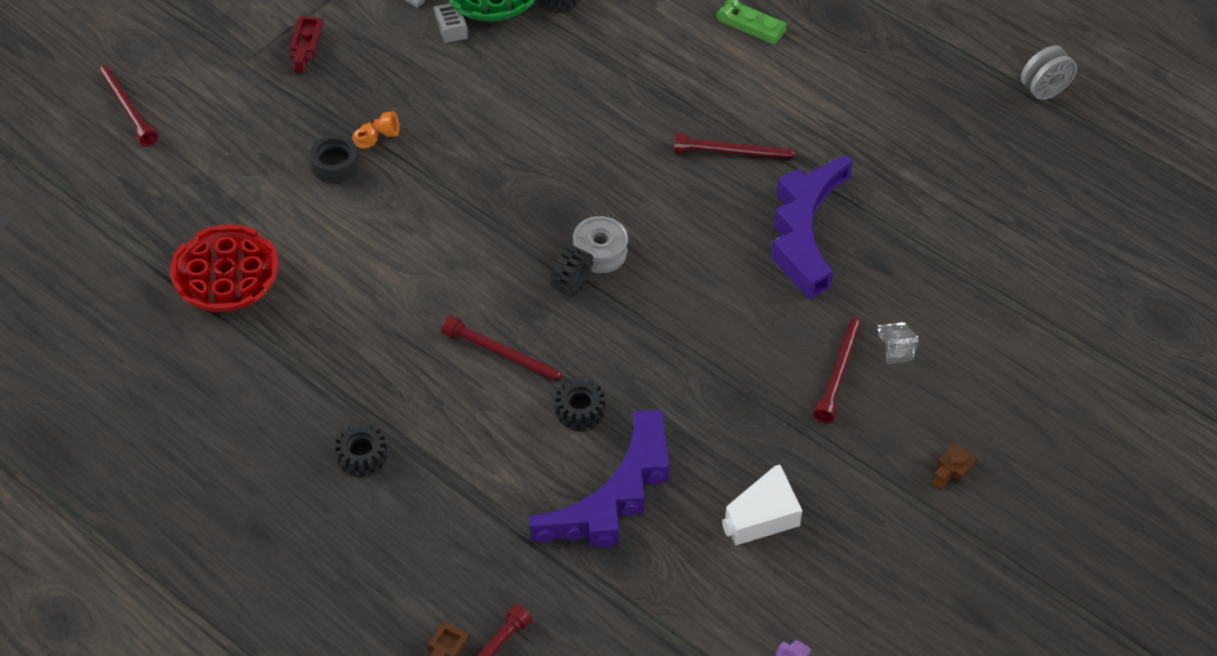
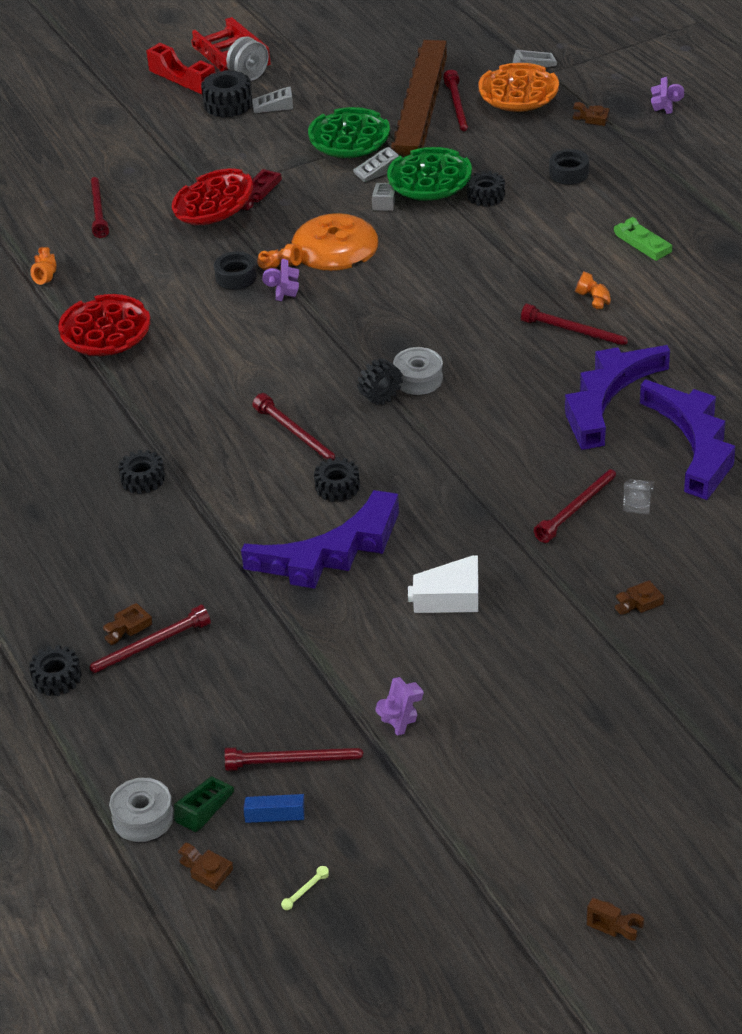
camera: 25 degrees right, 10 degrees down
(109, 203) = (44, 266): none -> orange arm
(264, 67) = (213, 197): none -> red brick
(395, 161) = (284, 280): none -> medium lavender hips
(425, 94) = (336, 241): none -> orange brick
(723, 93) = (599, 292): none -> orange arm
(925, 250) = (696, 419): none -> dark purple arch

